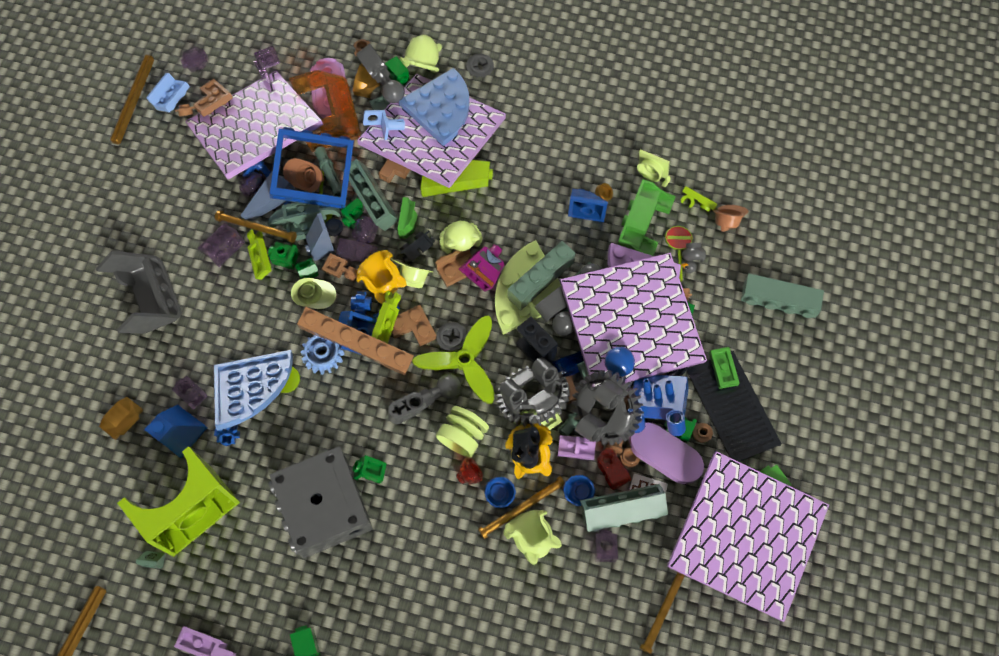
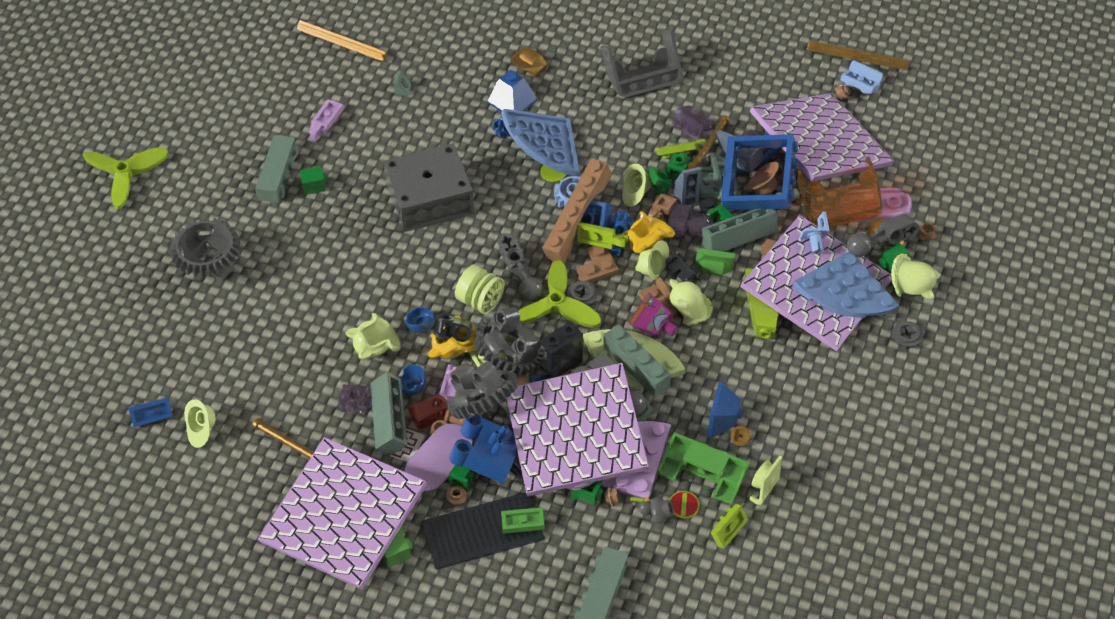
camera: 95 degrees right, 15 degrees down
(190, 514) = (437, 98): lime piece -> none
(194, 59) = (903, 96): clear purple head -> none
(195, 397) = (545, 102): clear purple brick -> none
(214, 97) = (856, 112): medium nougat plate -> none
(265, 59) = (902, 146): clear purple bracket -> none
(369, 469) = (456, 226): green bracket -> none
(469, 472) = (443, 300): clear red brick -> none
(521, 507) = (386, 308): pearl gold bar -> none
(620, 361) = (529, 408): blue hair -> none
(729, 216) = (704, 548): nougat piece -> none

